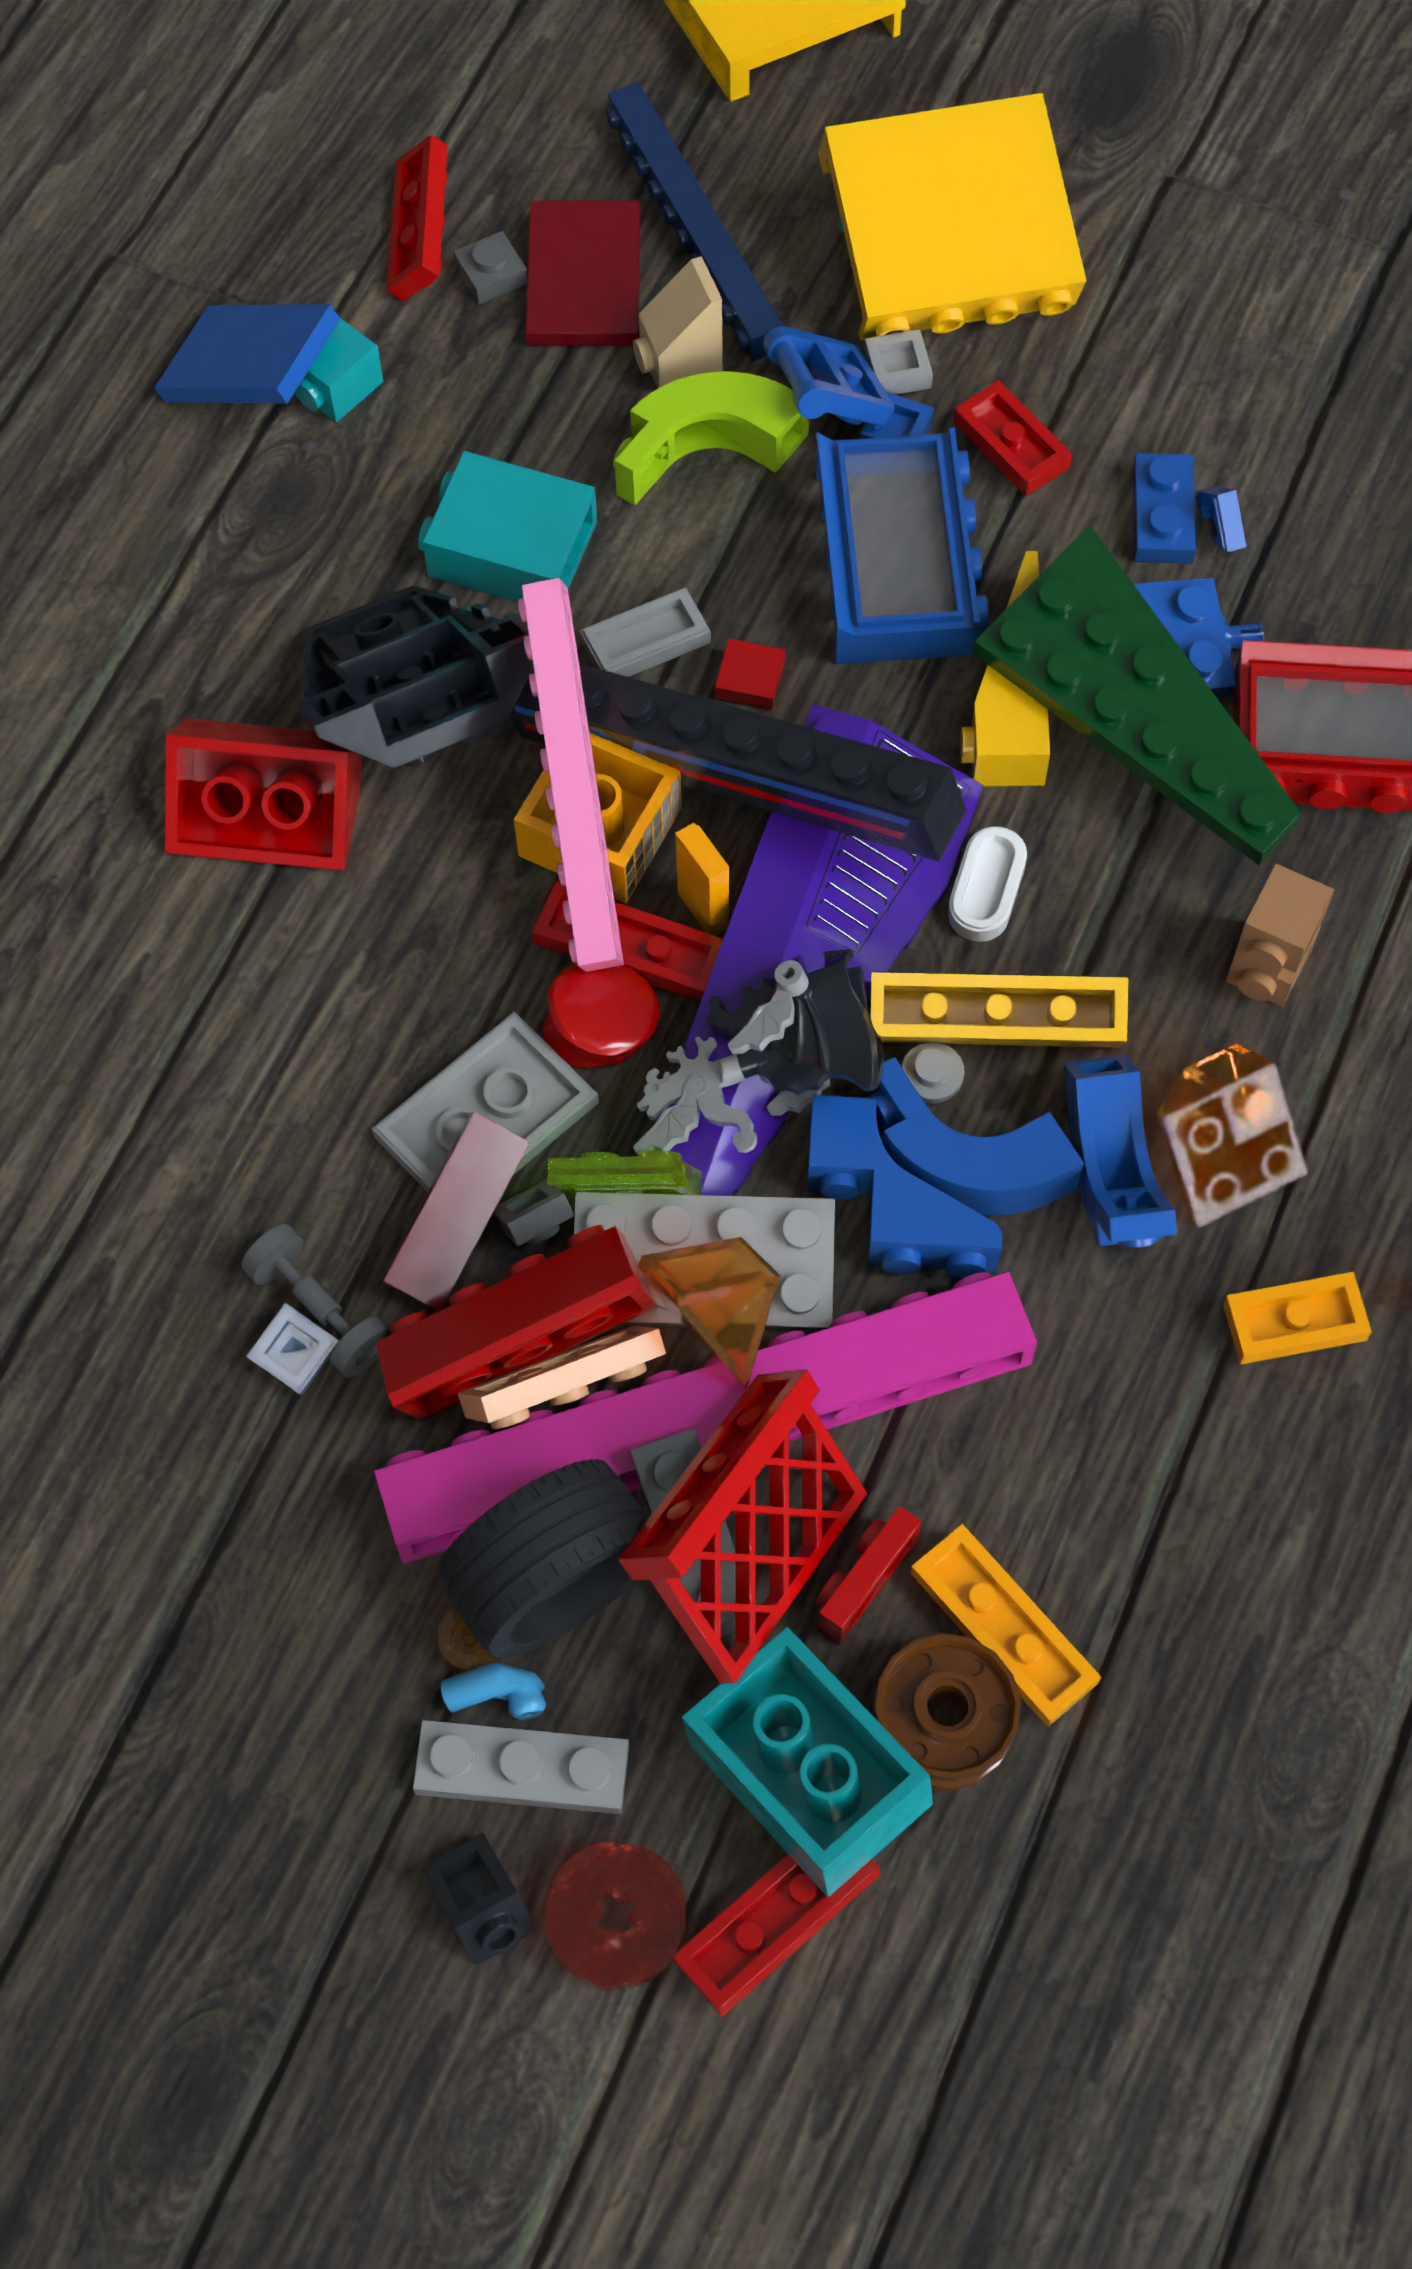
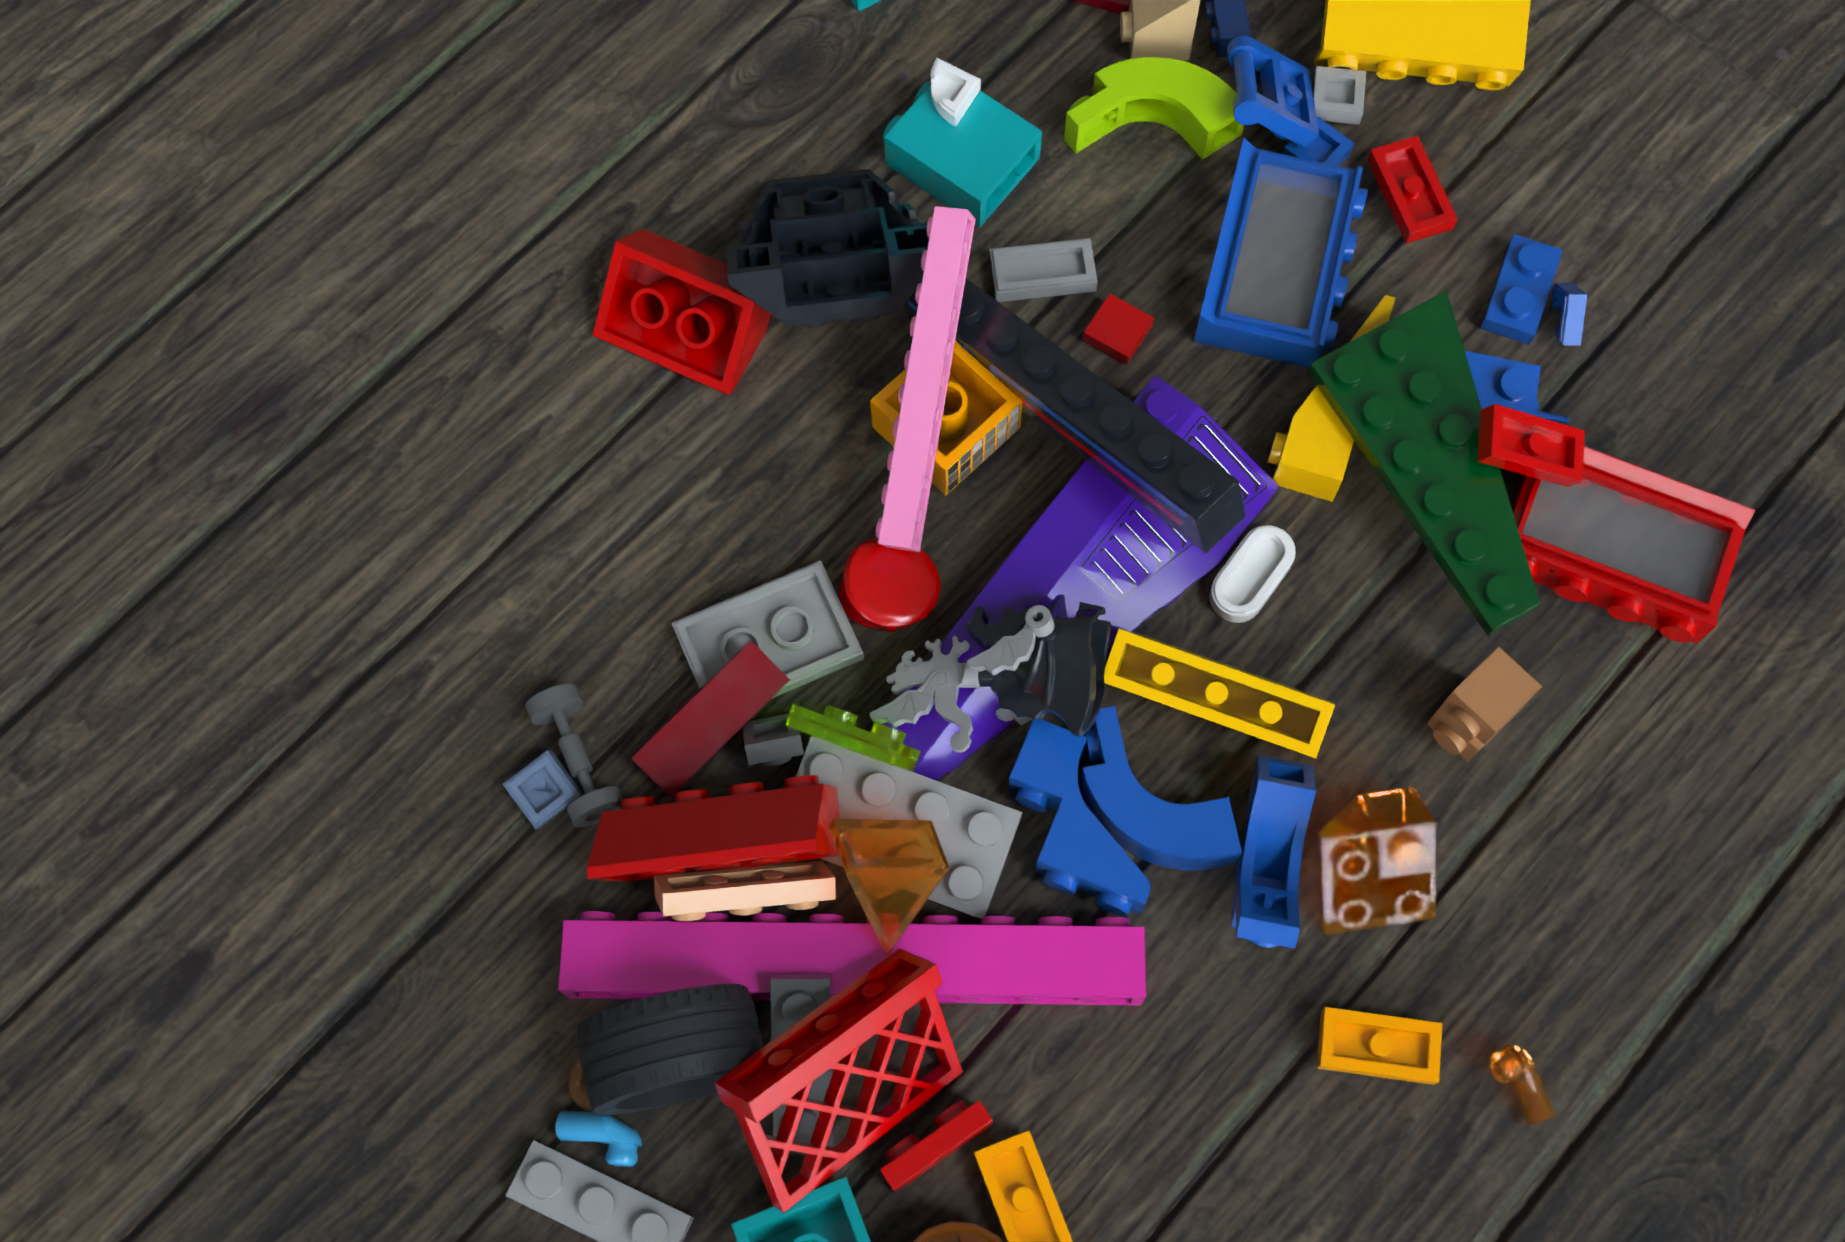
camera: 20 degrees right, 5 degrees up
(481, 471) = (952, 90): none -> white tile
(654, 947) = (948, 539): red plate -> none
(702, 879) = (1010, 499): light orange tile -> none
(934, 1071) = (1146, 725): light grey plate -> none
(1234, 655) = (1531, 445): none -> red plate

